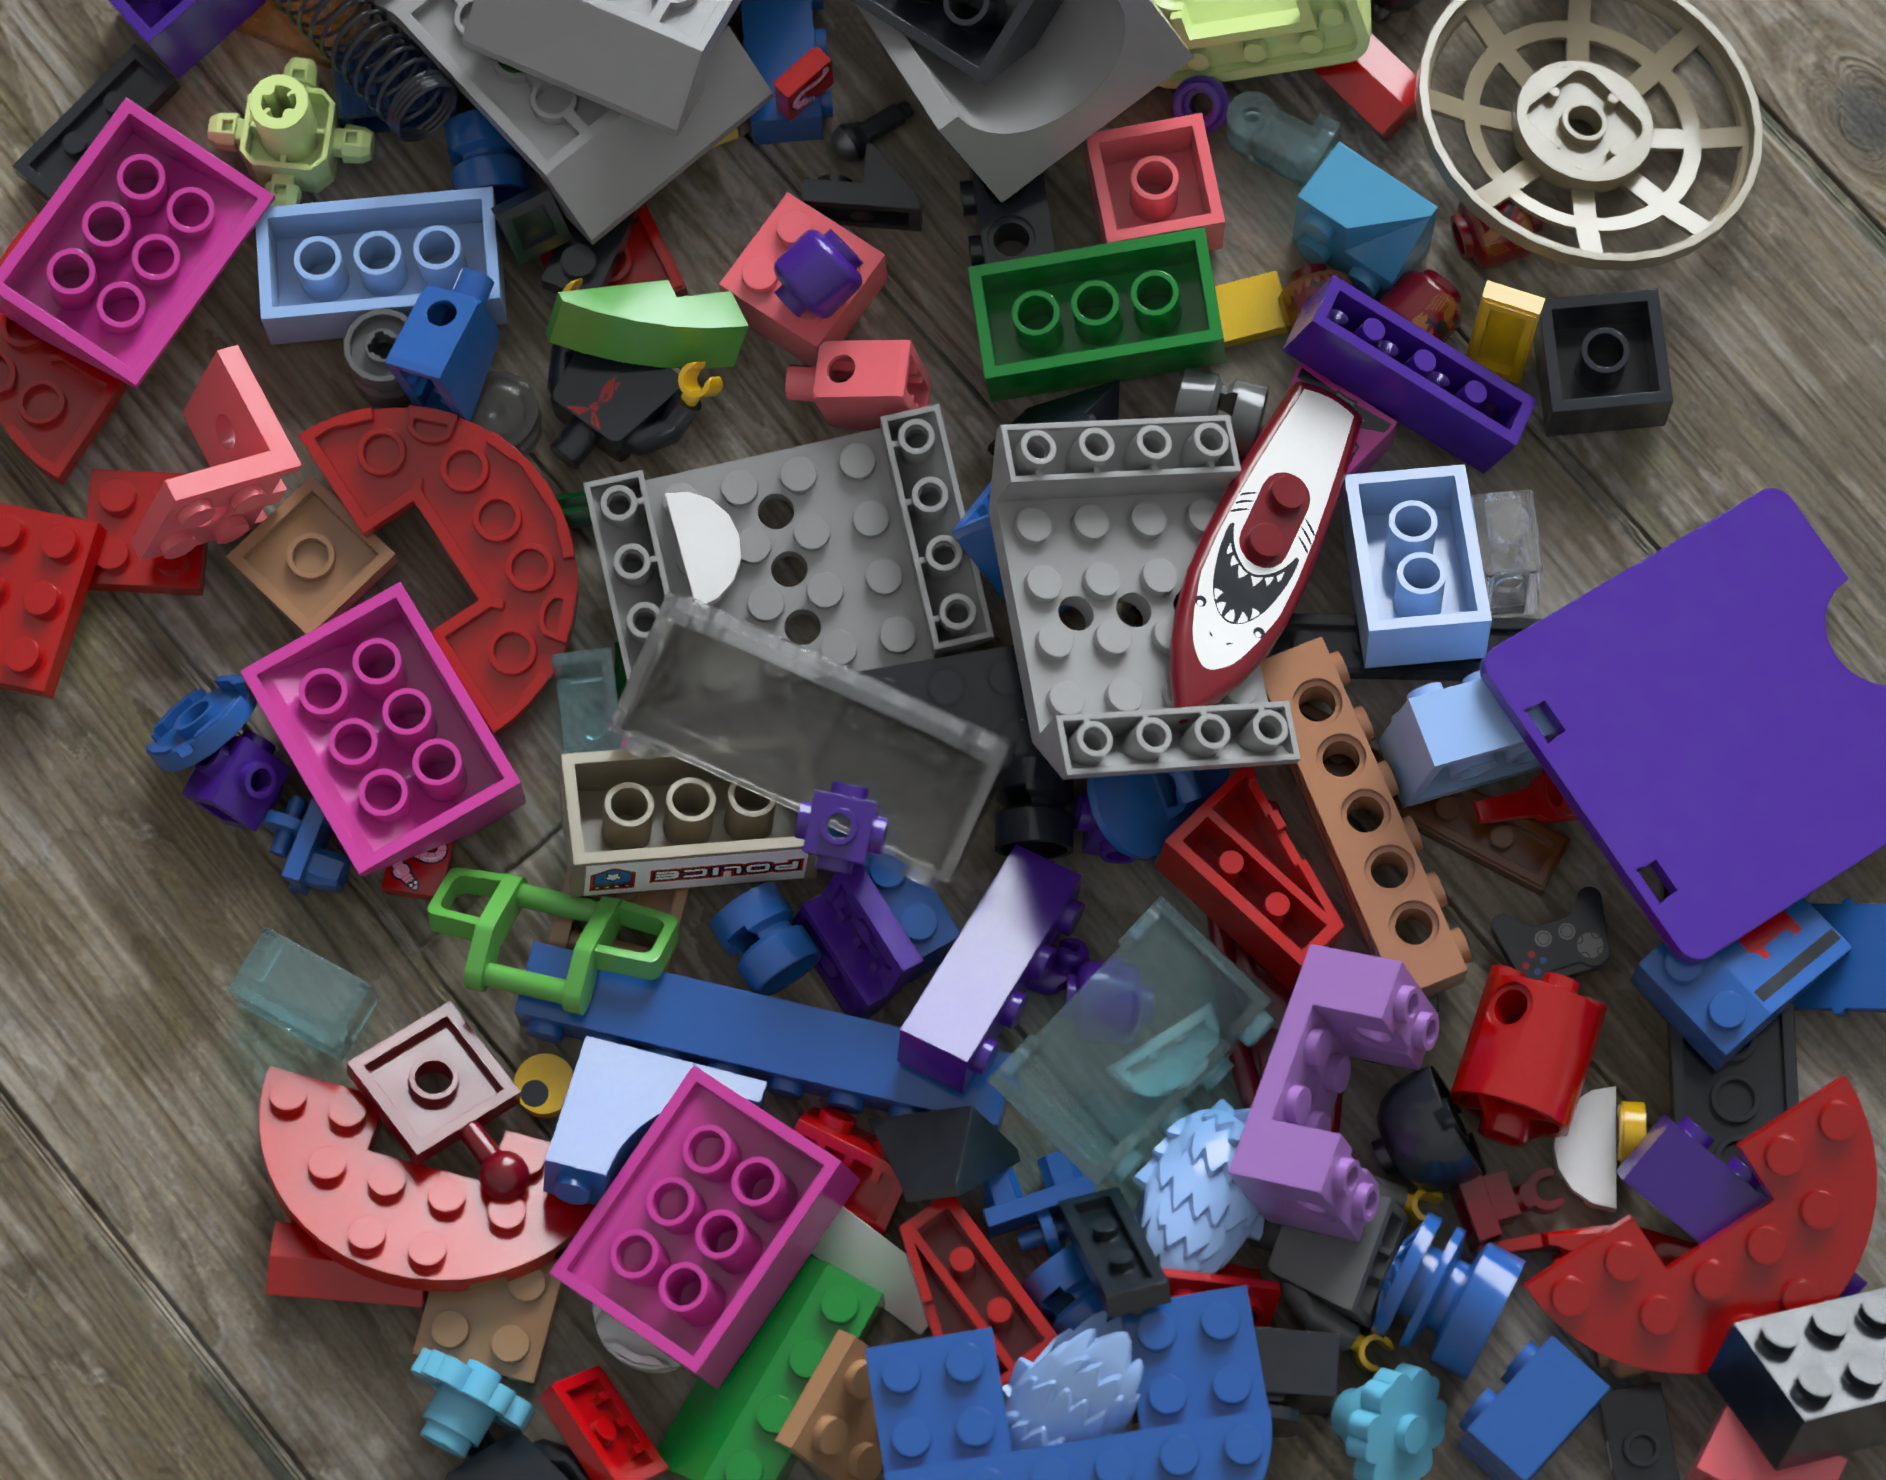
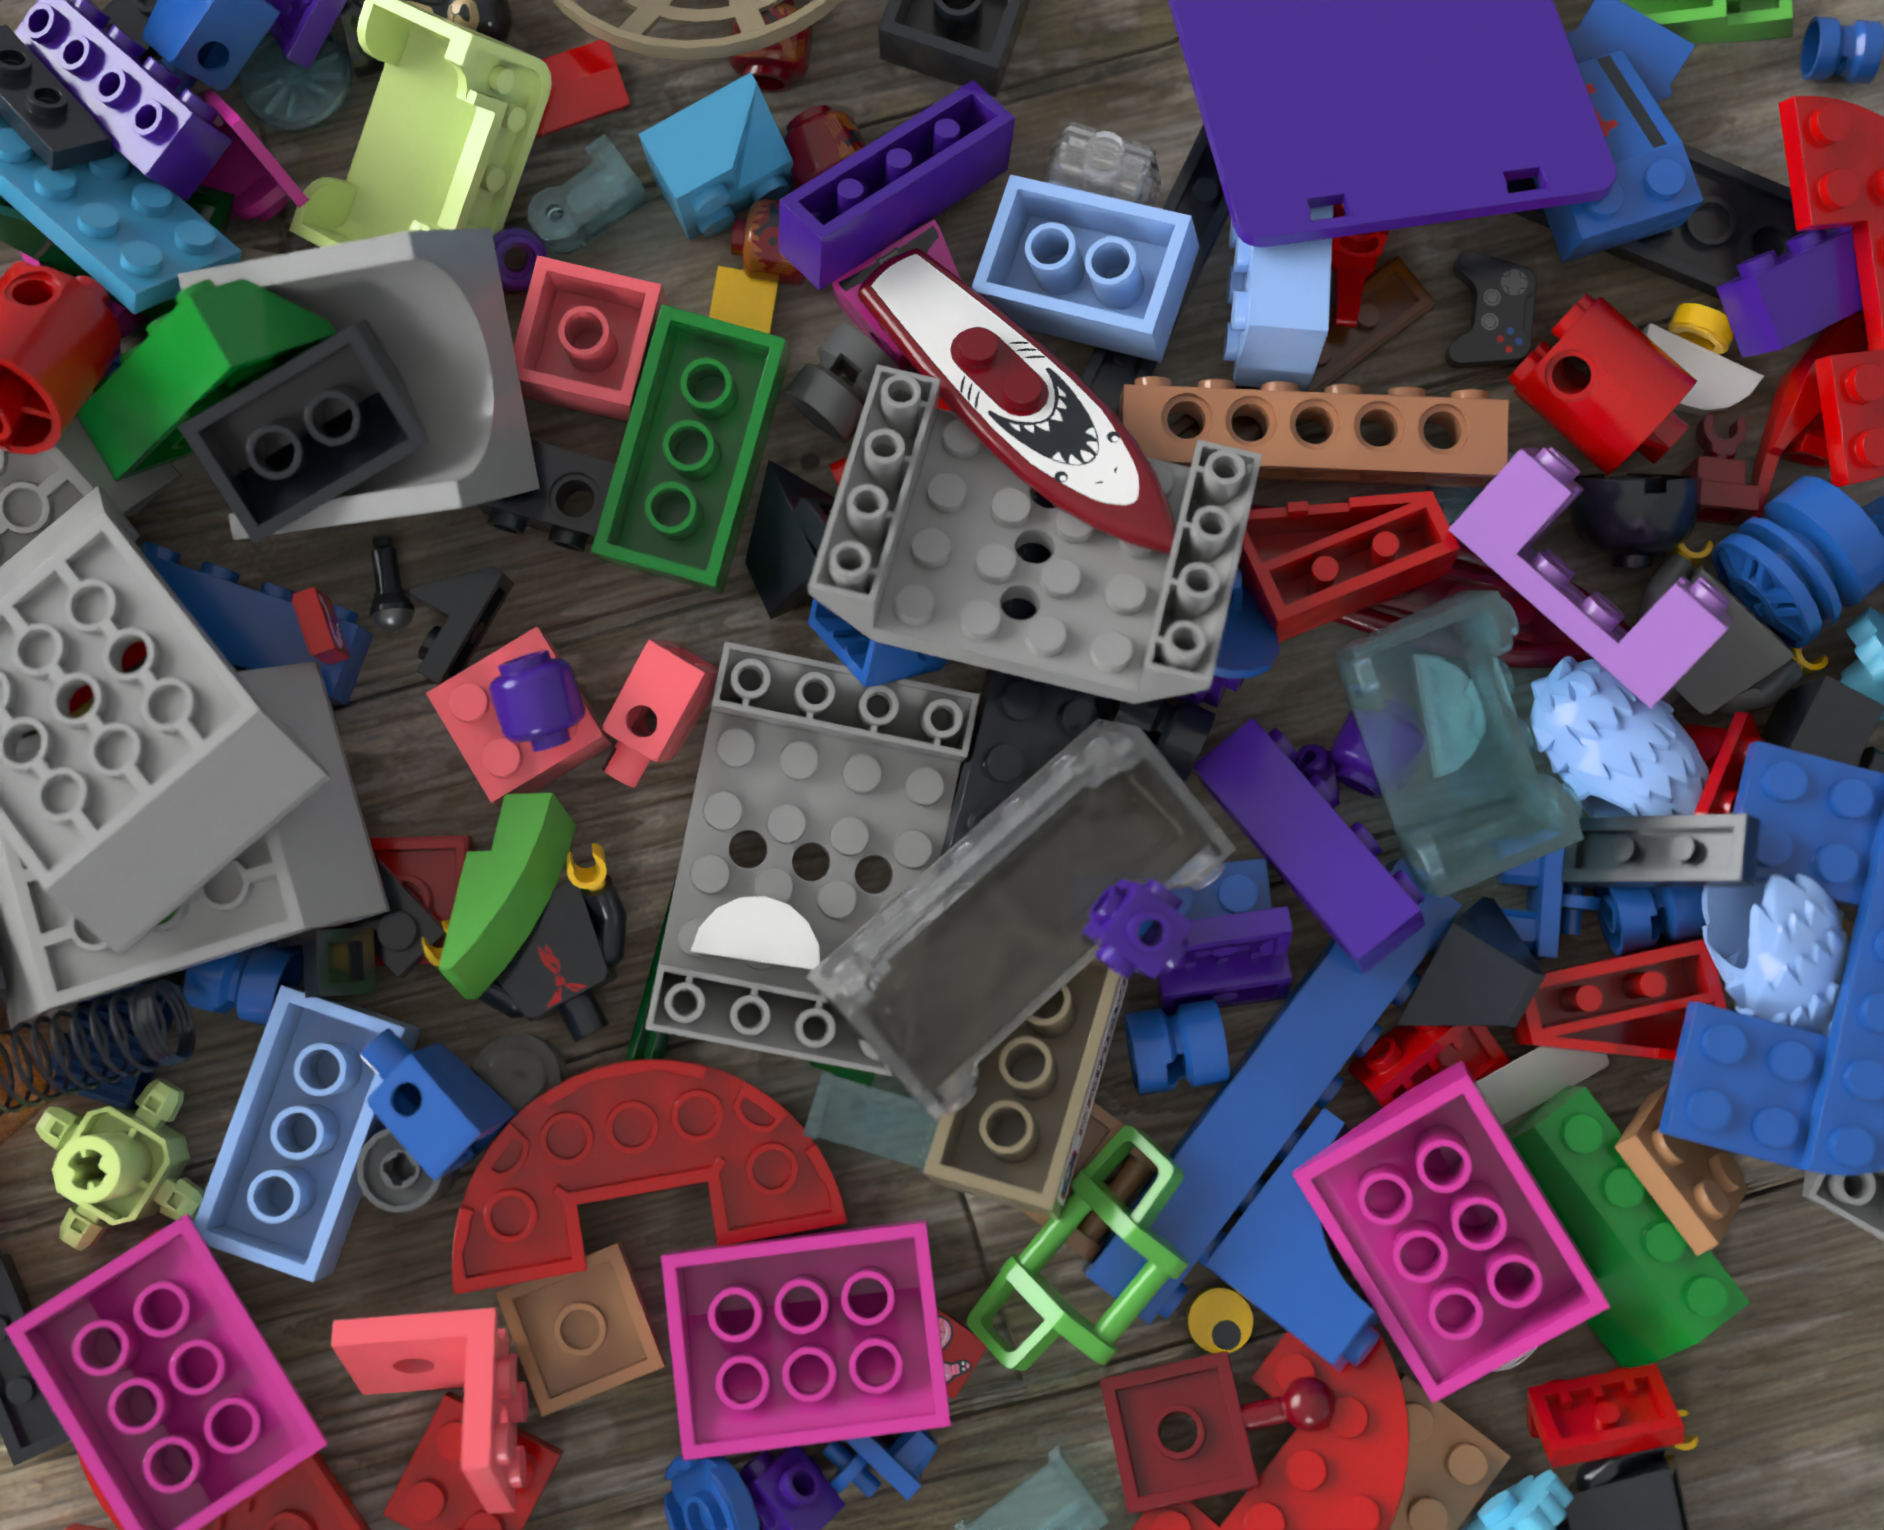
camera: 70 degrees left, 10 degrees up
(1504, 330) = (889, 77): yellow tile -> none

